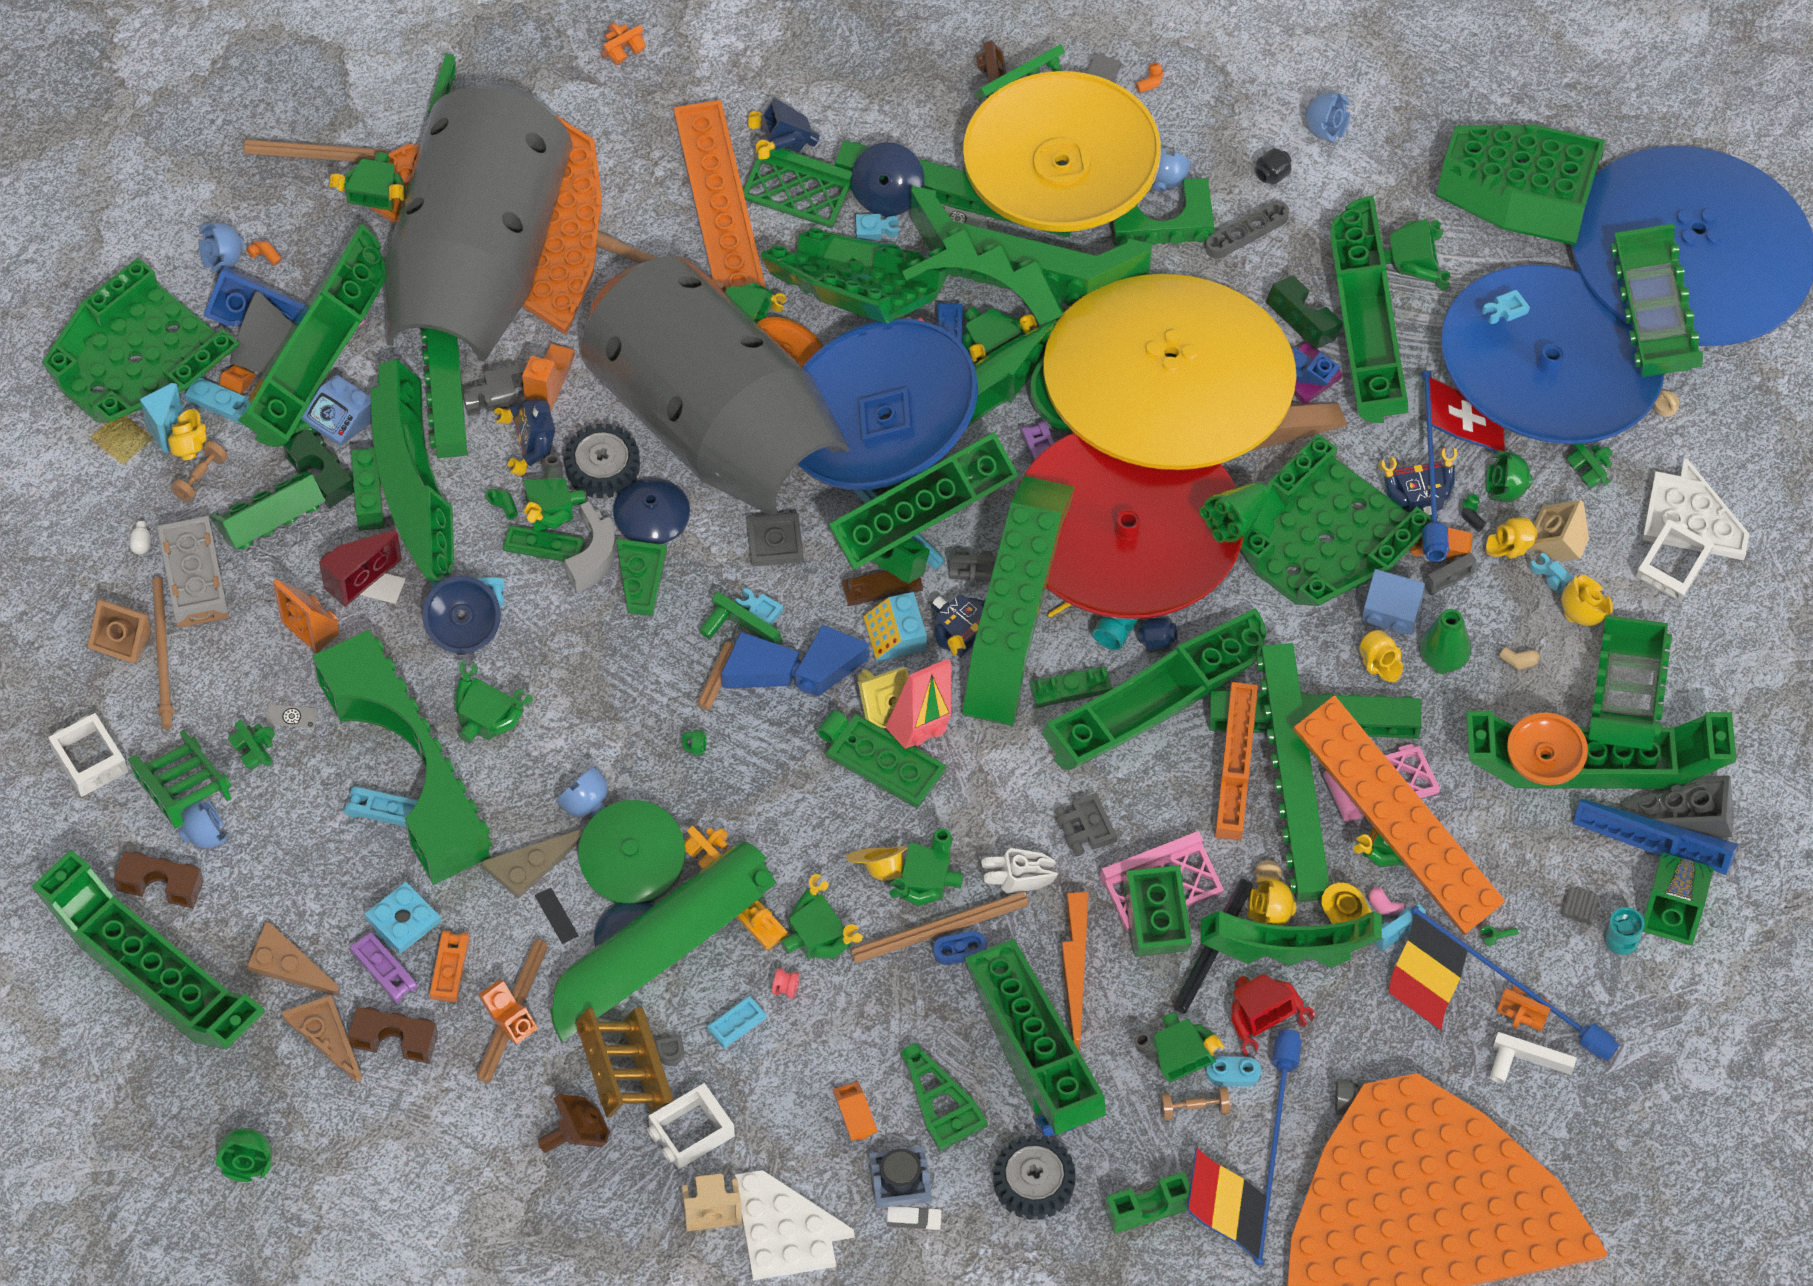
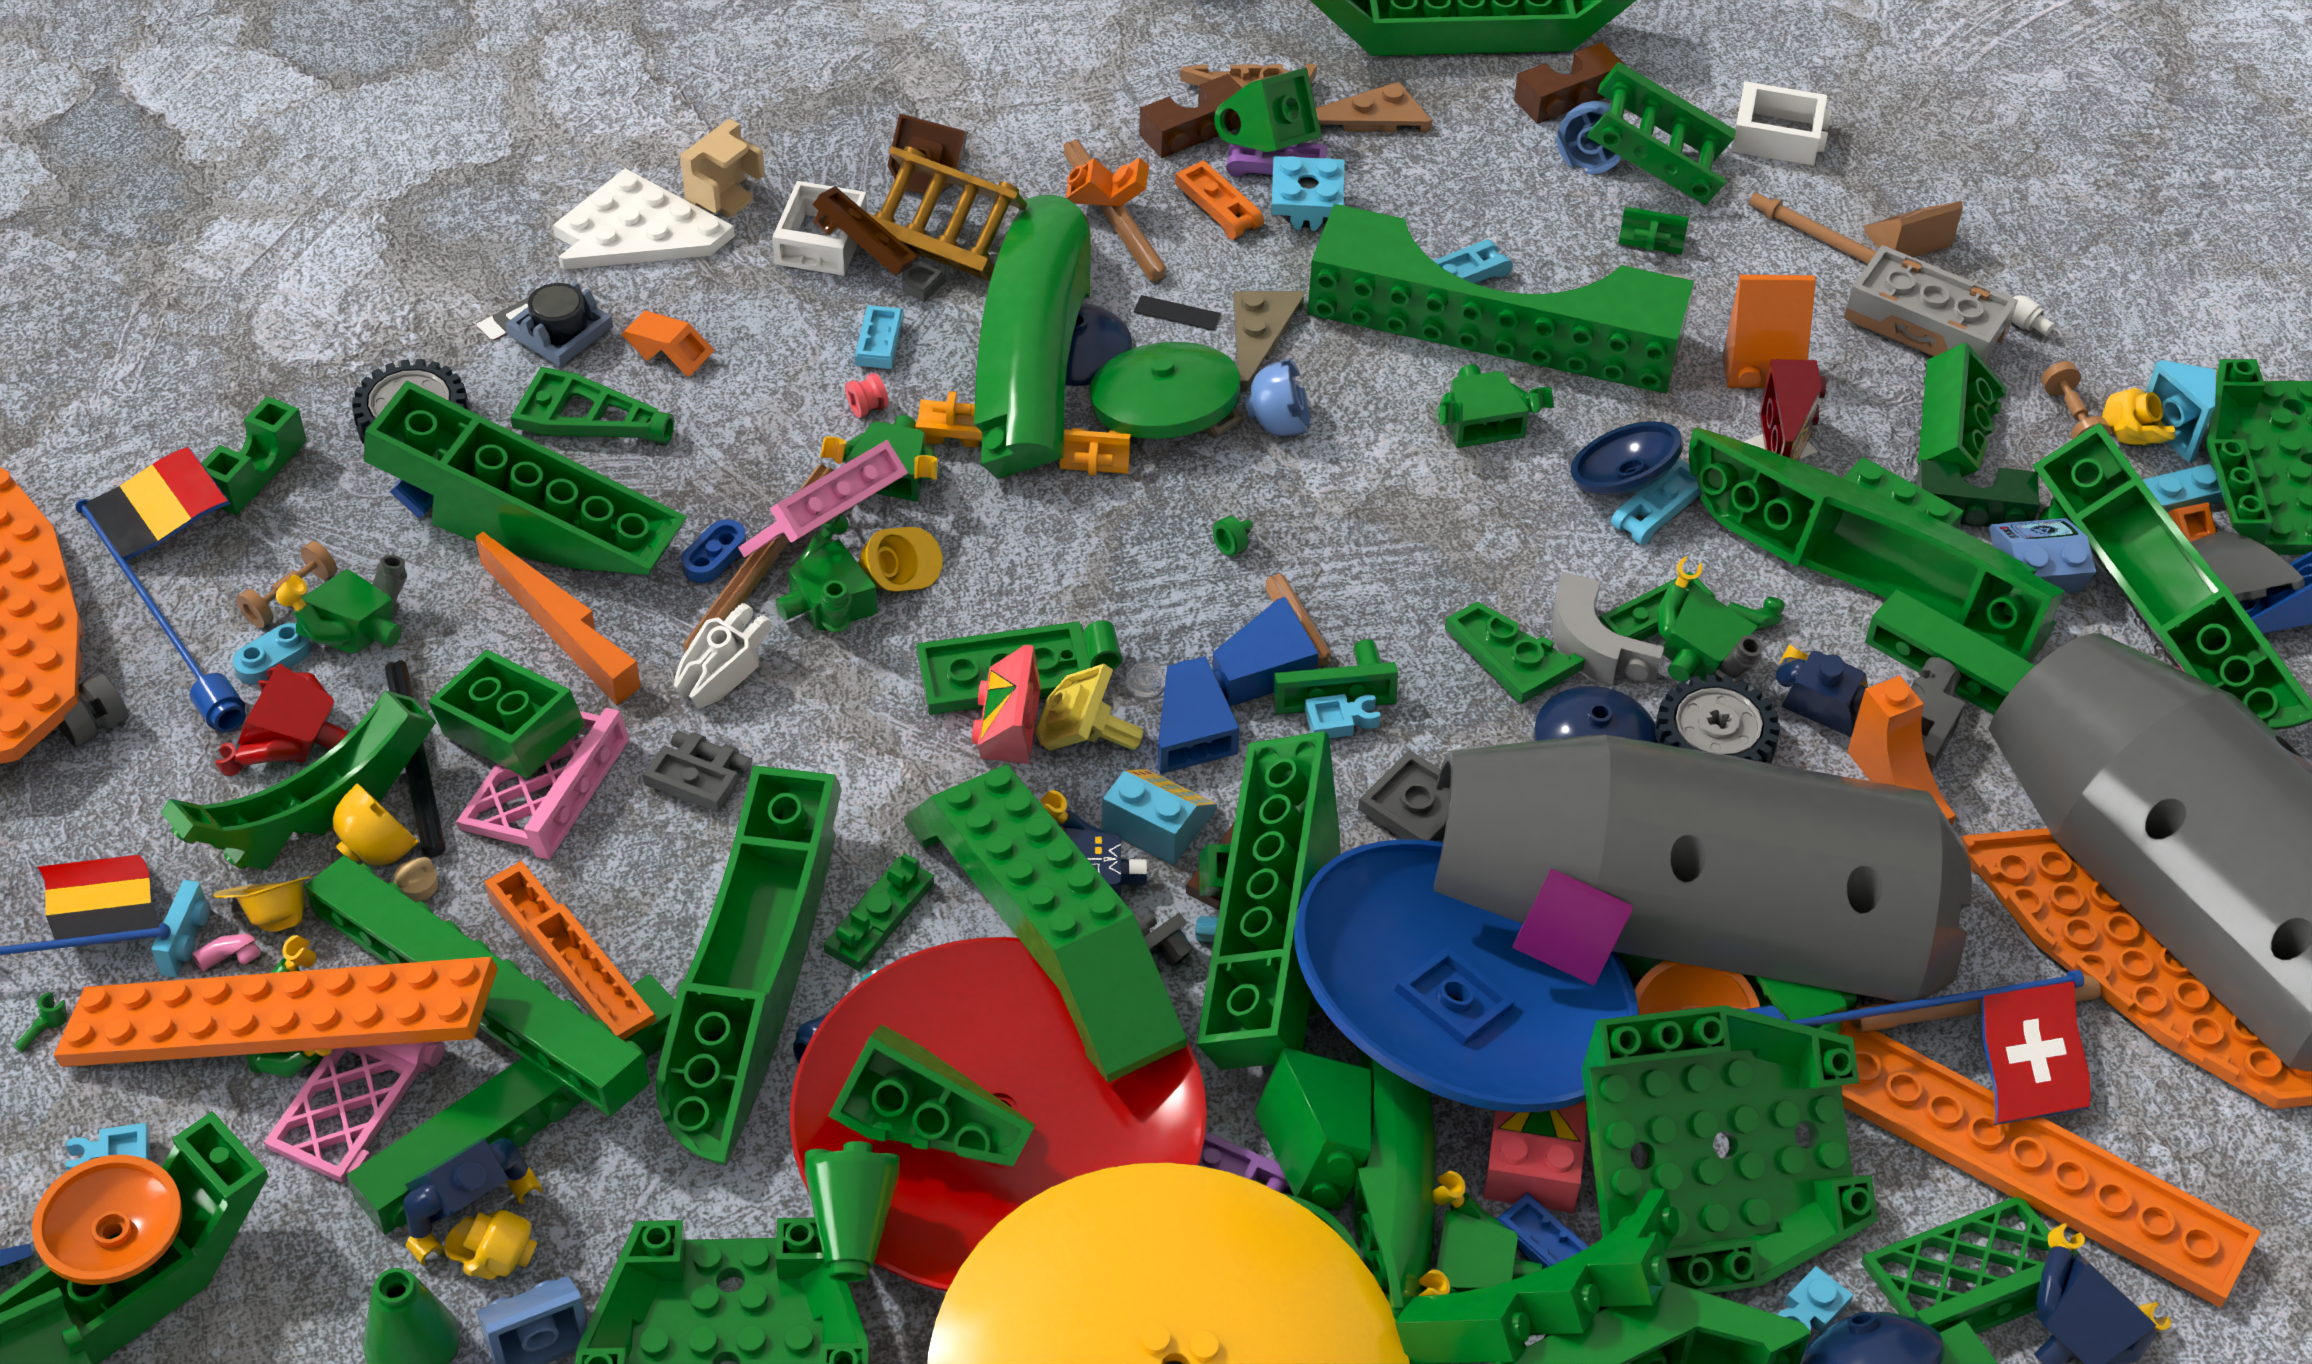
camera: 135 degrees right, 10 degrees down
(387, 969) = (1272, 112): none -> green hose
(674, 223) = (2027, 1042): none -> red flag
(685, 1077) = (839, 211): none -> reddish brown hinge
(818, 377) = (1572, 926): none -> magenta tile
(826, 701) = (1145, 681): none -> clear plate
(894, 879) = (830, 496): none -> bright pink fence
(1002, 409) = (1317, 1124): none -> green slope
(1160, 536) = (920, 1100): none -> green wedge
(1377, 672) = (457, 1184): none -> dark blue torso
(1509, 832) = (119, 1140): none -> medium azure plate

